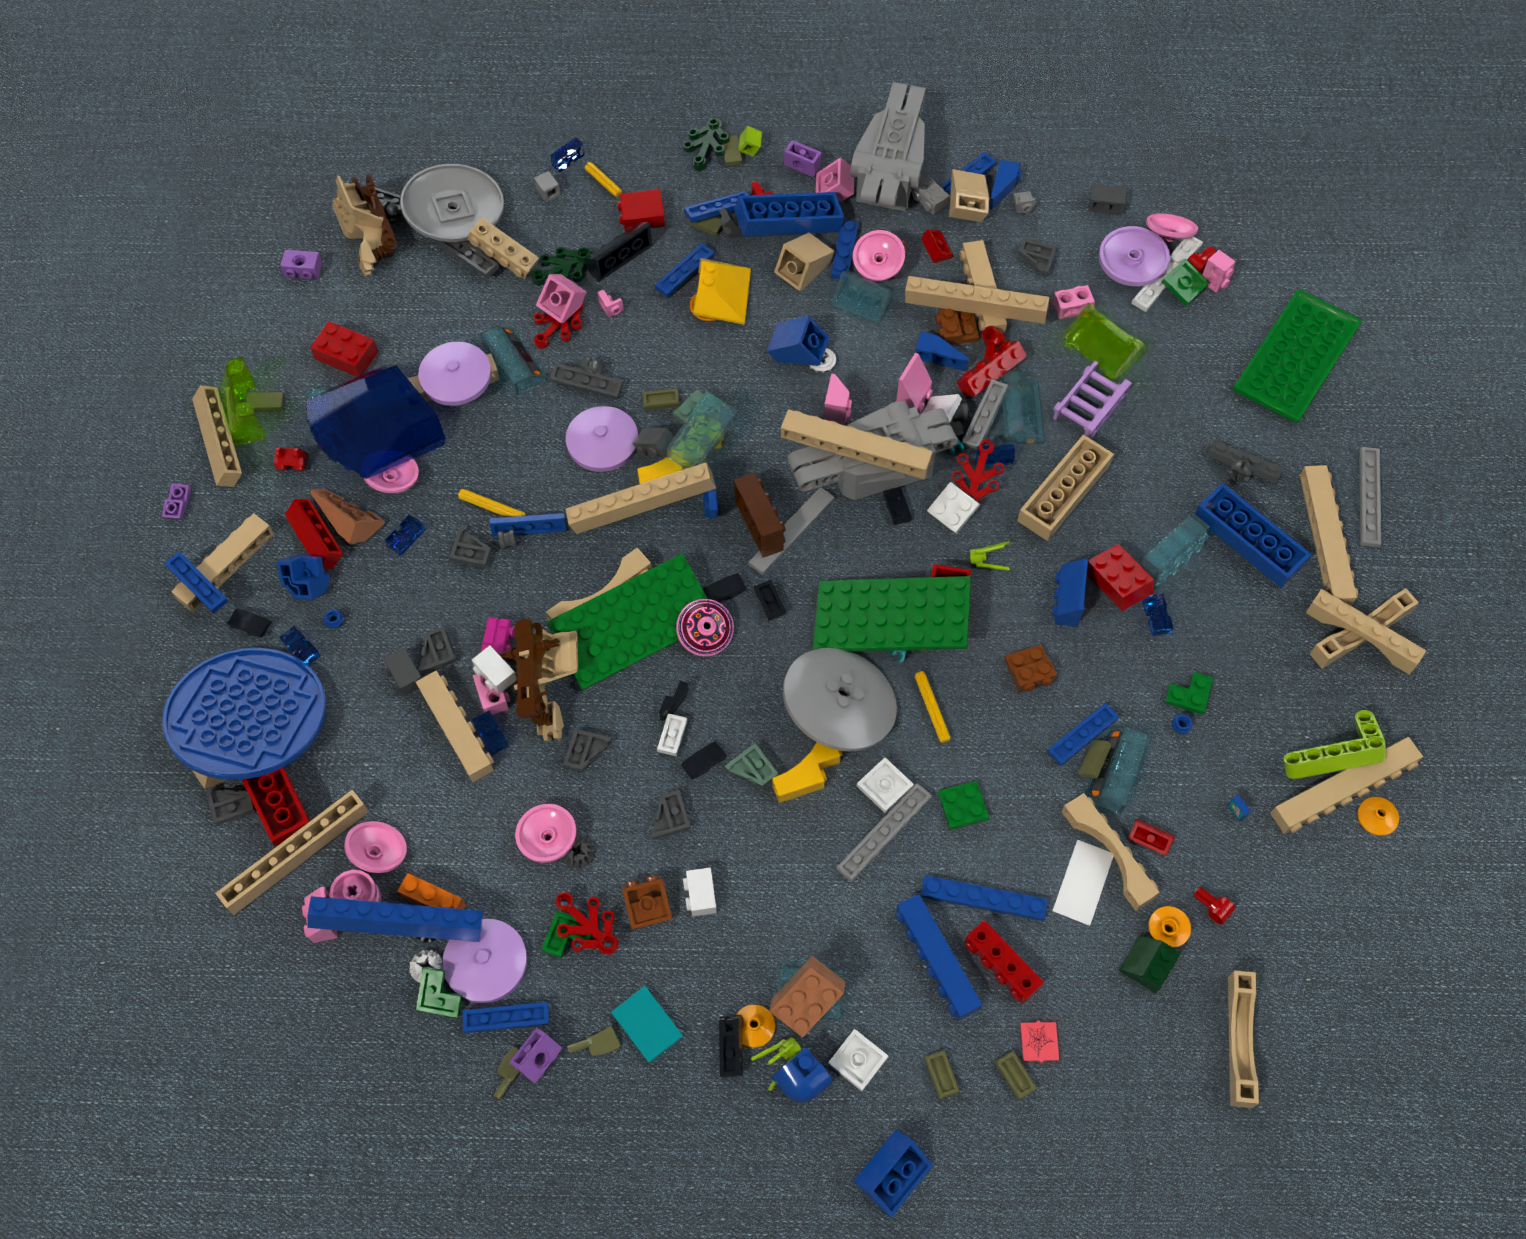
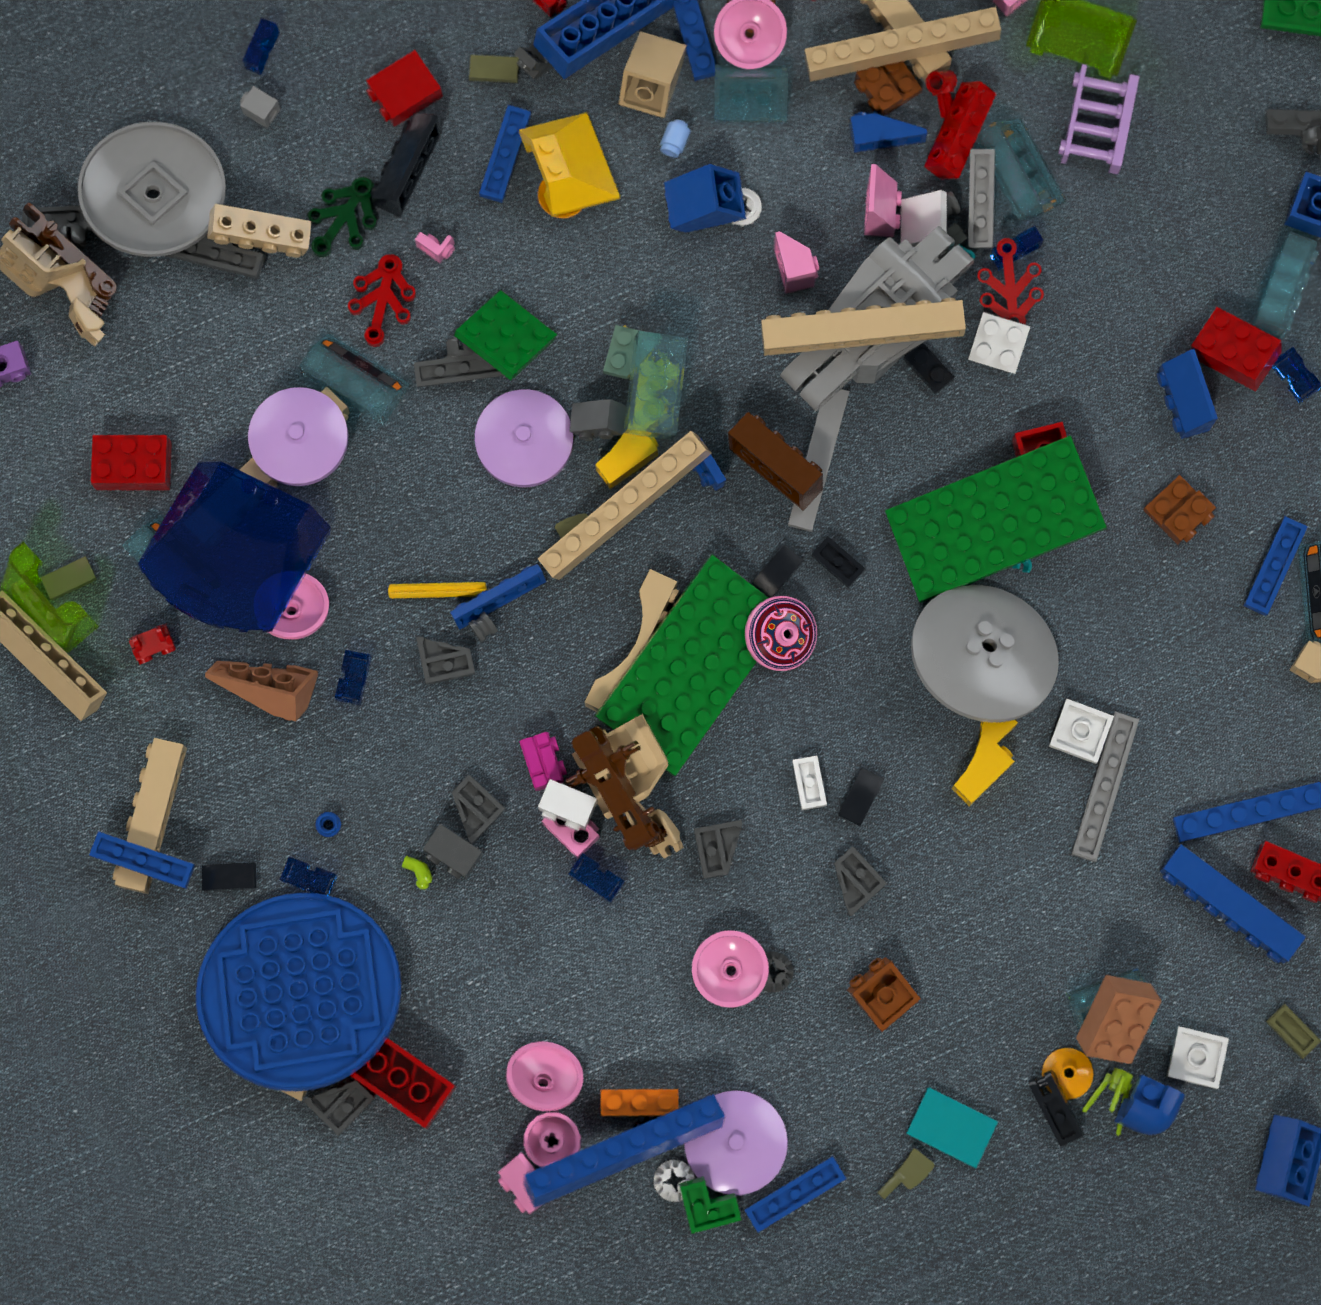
camera: 25 degrees left, 15 degrees up
(177, 502) = (40, 763): medium lavender slope -> none
(292, 852) = (452, 1126): tan brick -> none
(303, 576) = (265, 790): blue brick -> none
(313, 532) = (268, 746): red brick -> none
(376, 675) = (421, 871): none -> lime arm
(455, 726) = (550, 889): tan brick -> none
(508, 1072) = (827, 1246): olive piece -> none
(536, 1044) = (852, 1220): medium lavender brick -> none
(553, 943) = (806, 1065): green plate -> none
(560, 297) = (373, 268): bright pink slope -> none
(587, 927) = (835, 1051): red plant -> none
(603, 179) = (326, 62): yellow axle -> none
(623, 370) = (505, 335): none -> green plate
(660, 399) = (568, 351): olive tile -> none
(671, 704) = (788, 746): black slope -> none
(701, 892) = (937, 953): white brick -> none
(711, 208) = (502, 41): blue plate -> none
(753, 766) = (922, 778): sand green wing -> none
(798, 303) = (674, 138): none -> light blue brick
(932, 707) = (1089, 609): yellow axle -> none
(963, 805) = (1178, 713): green plate -> none
(978, 555) = (1056, 392): lime plant -> none
(1065, 487) = (1121, 256): tan brick -> none
(1094, 759) = (1301, 591): olive tile -> none

